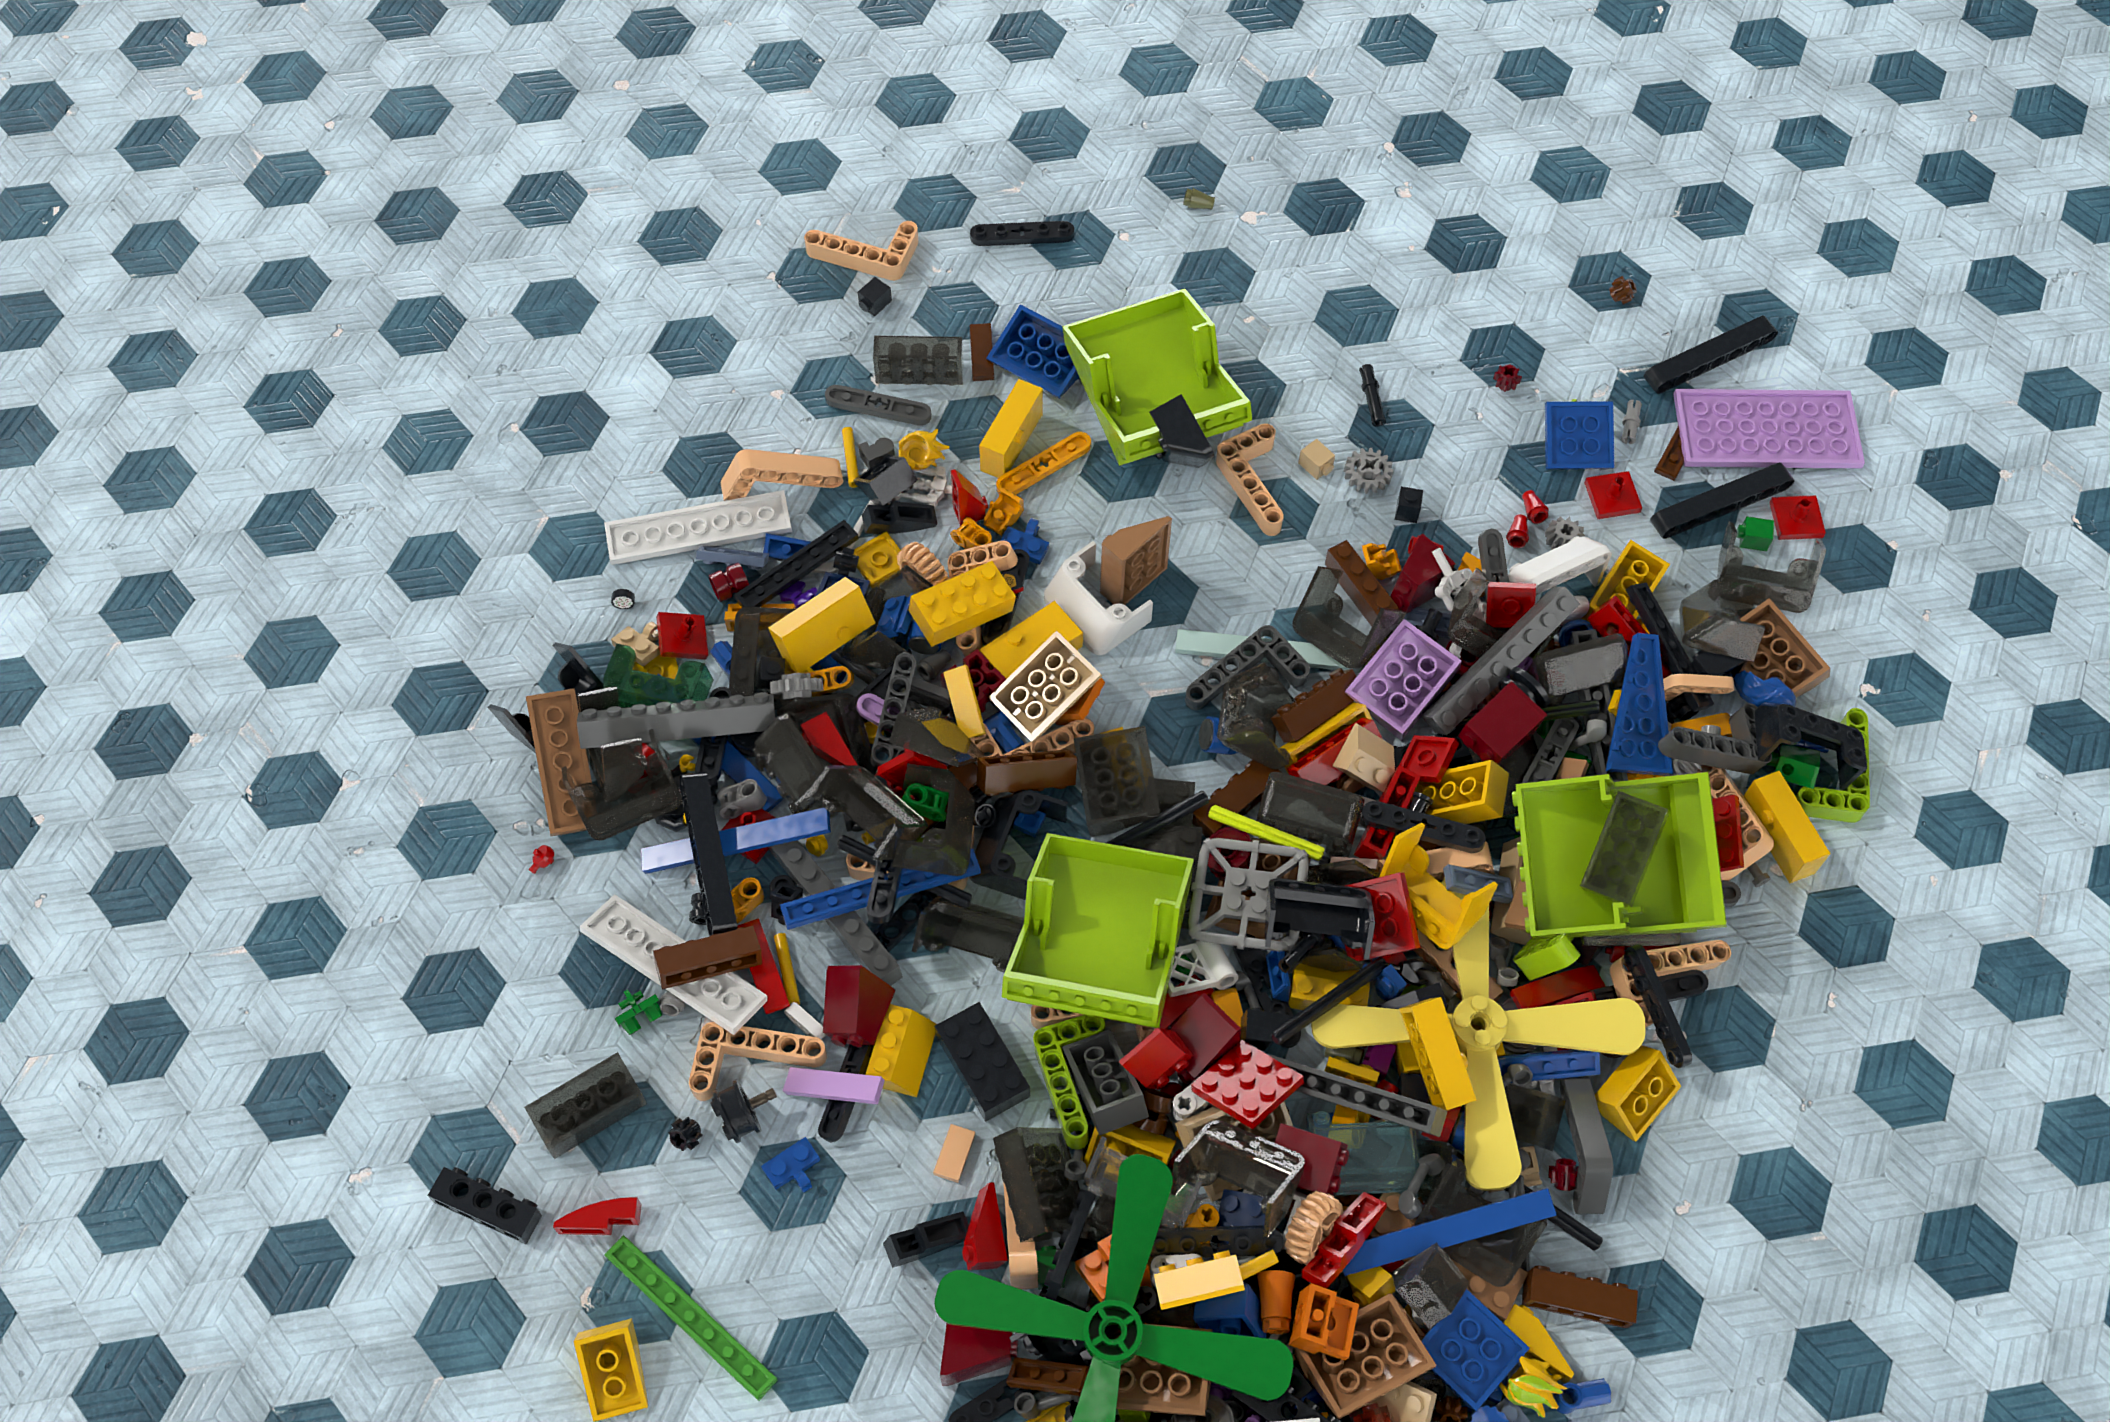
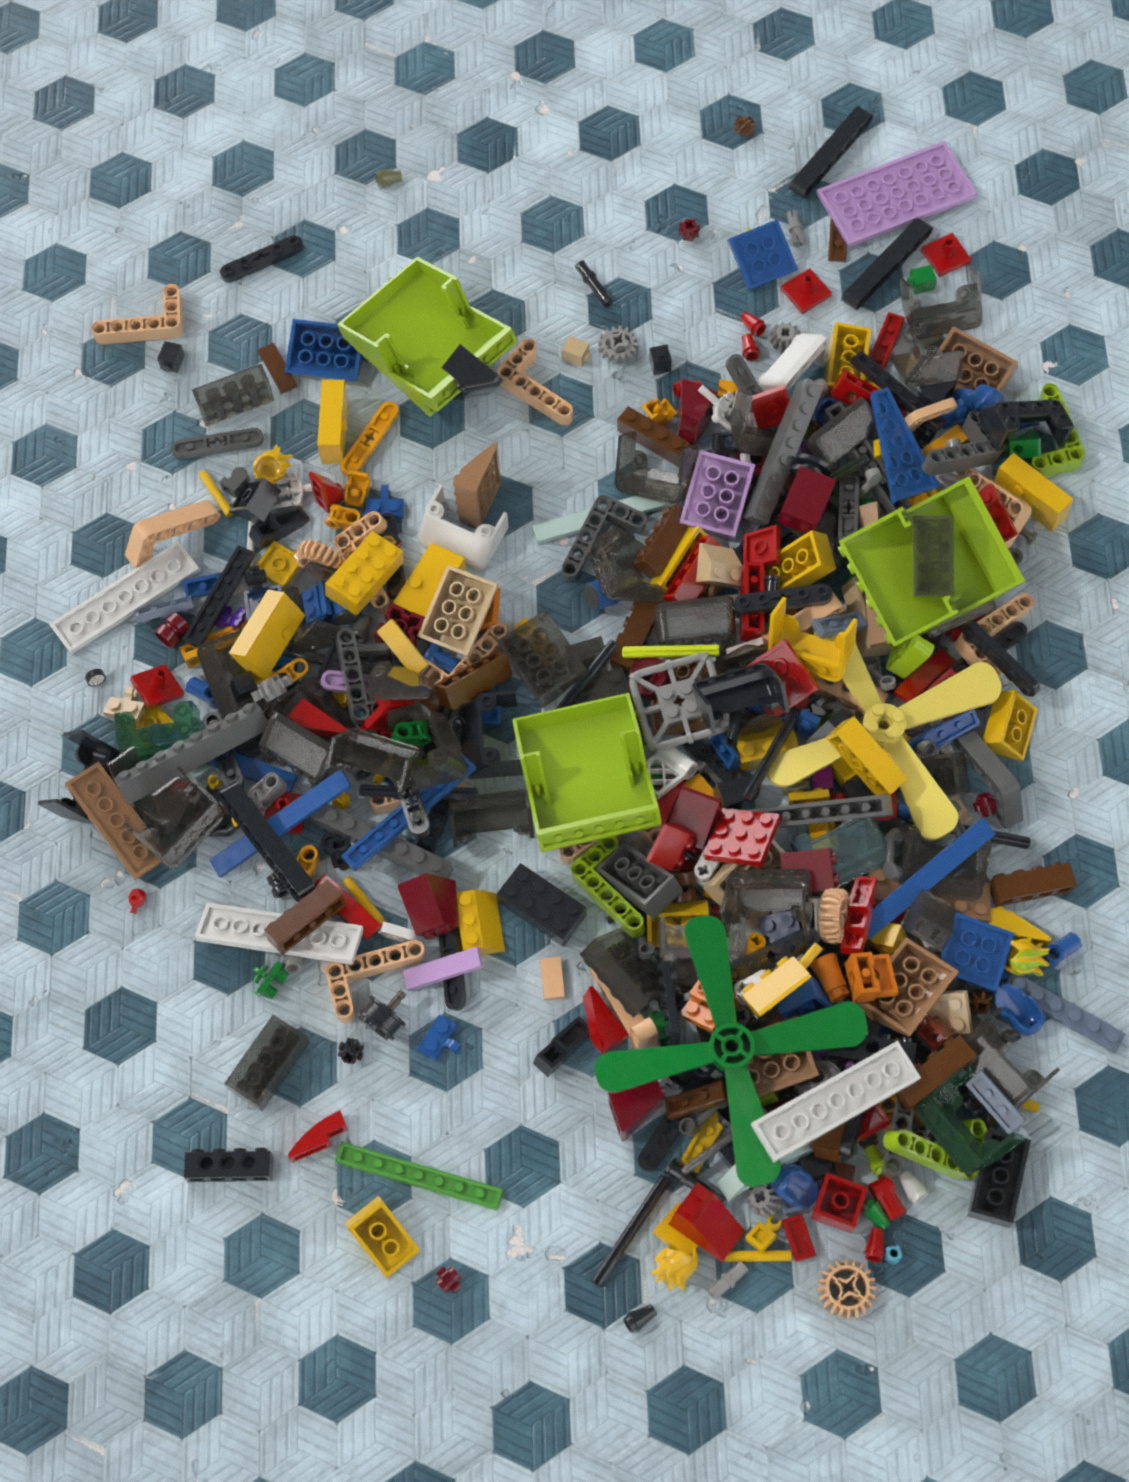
camera: 20 degrees left, 5 degrees up
(1685, 584) = (887, 338): none -> red tile
(1731, 700) = (957, 414): none -> blue plate

